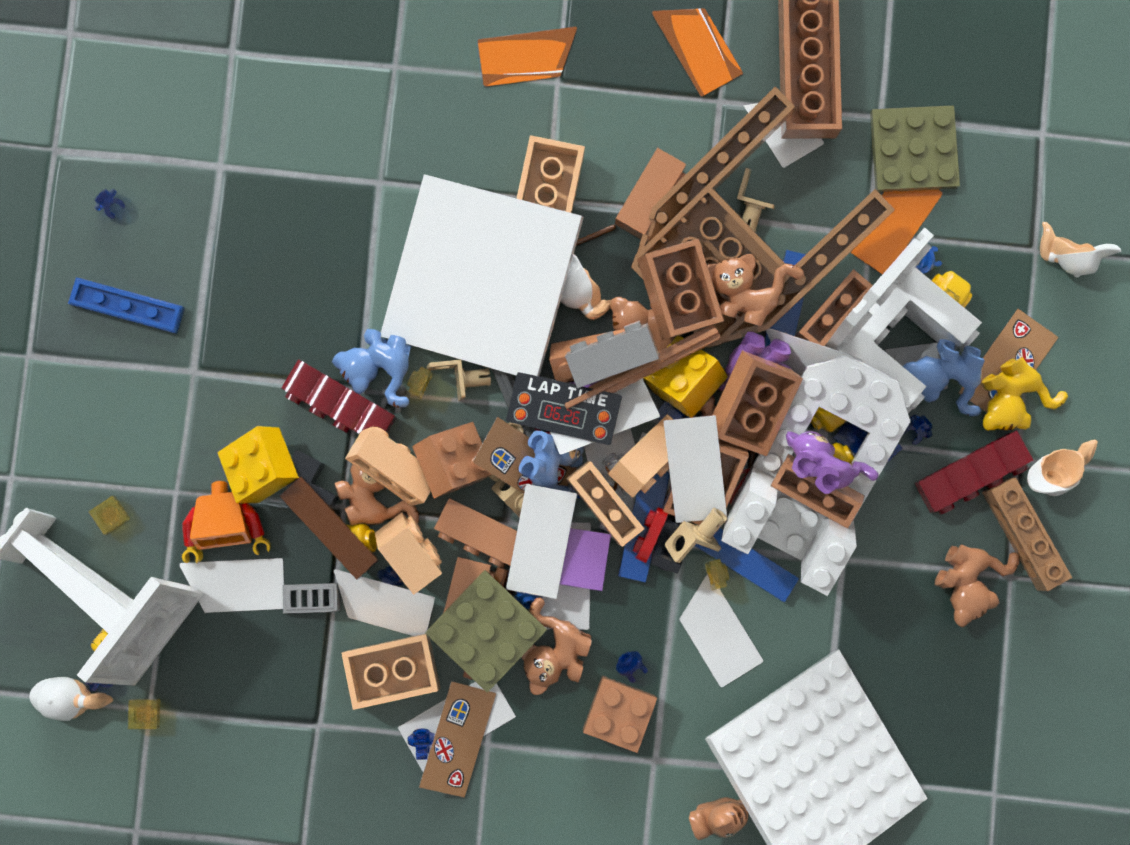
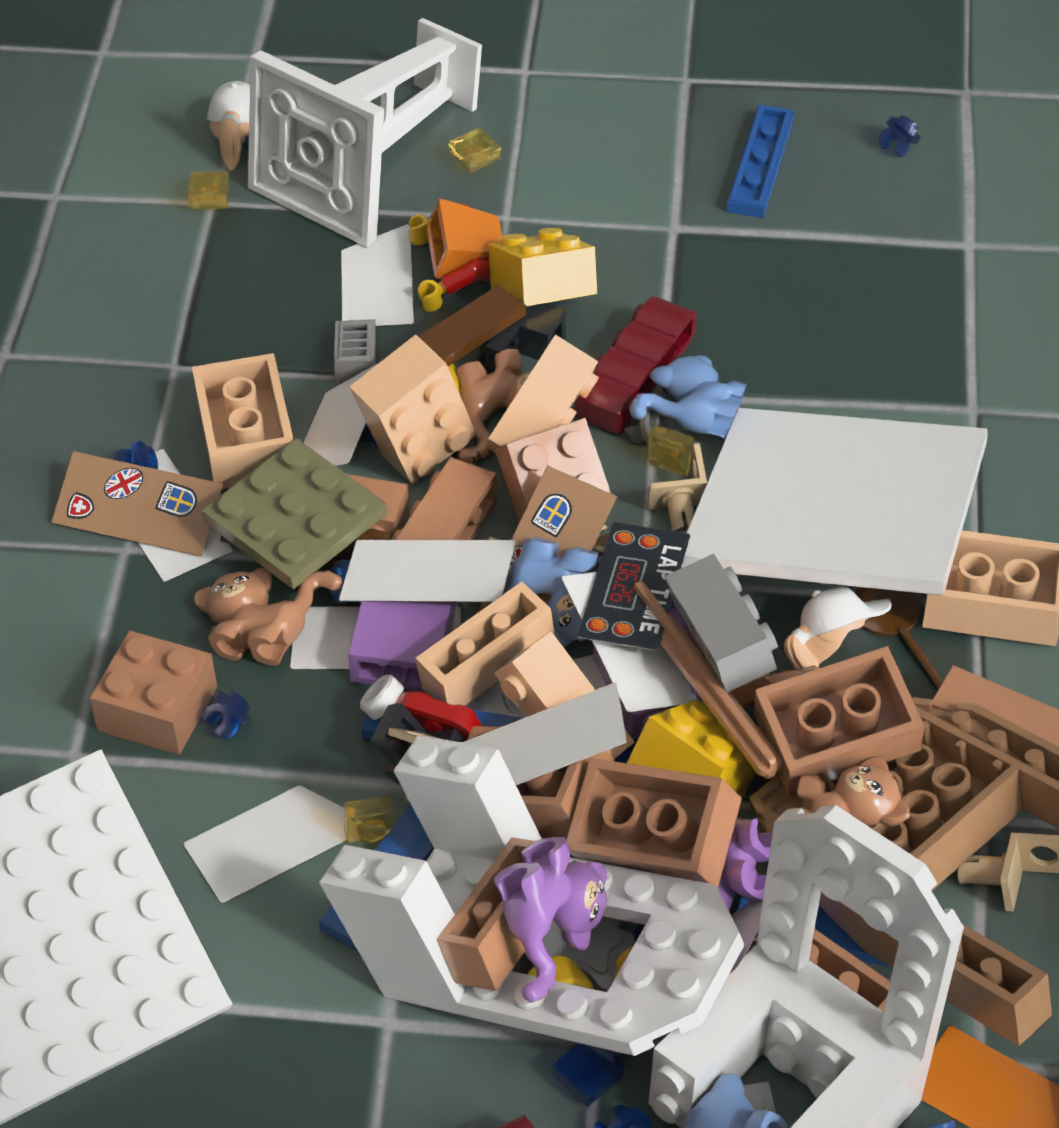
camera: 95 degrees right, 35 degrees down
(632, 568) = (380, 695): none -> white tile

